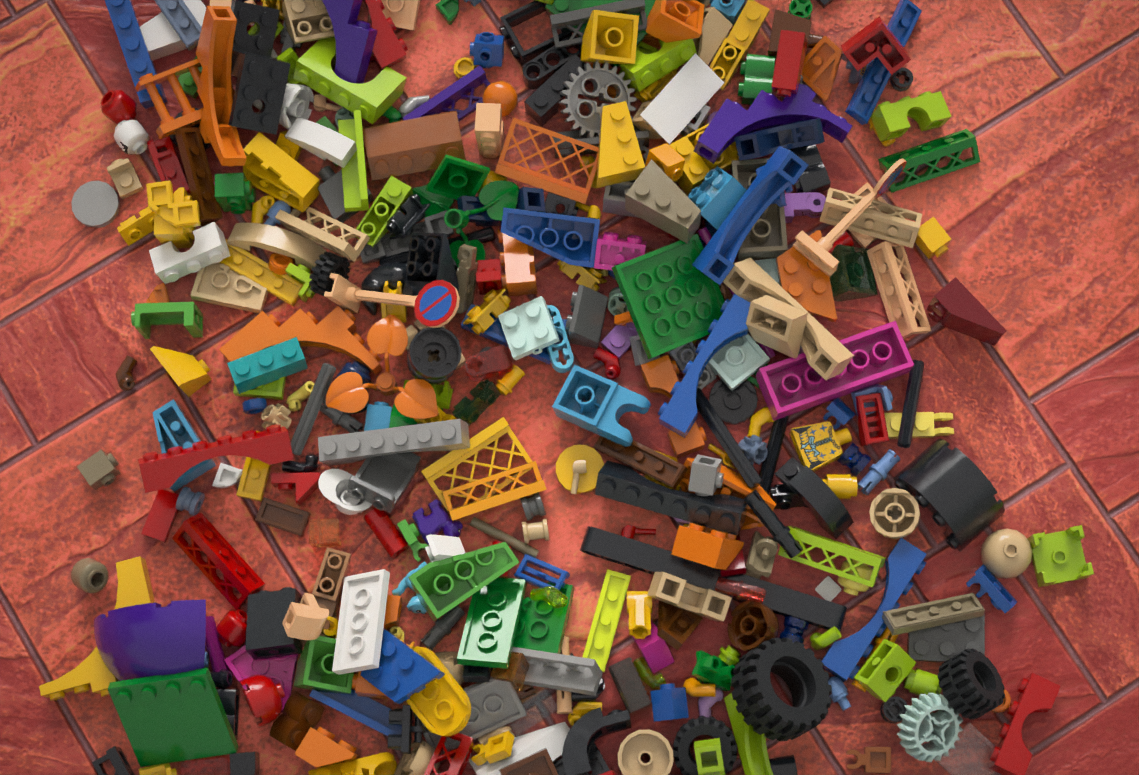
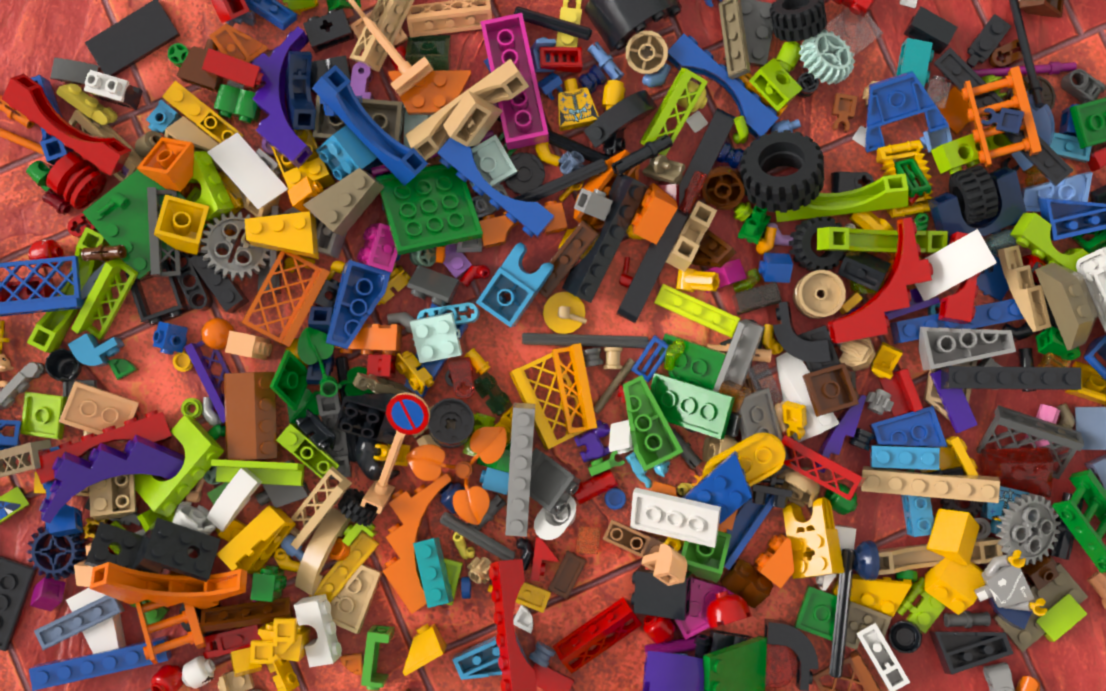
camera: 85 degrees left, 10 degrees up
(143, 177) = (241, 663): none -> yellow brick
(375, 558) = (615, 498): none -> blue tile
(415, 79) = (185, 408): none -> lime plate
(547, 290) = (403, 318): none -> light grey arm
(552, 497) = (585, 340): none -> dark grey axle
(856, 172) = (339, 30): none -> black brick
(870, 535) = (657, 79): none -> medium blue arm

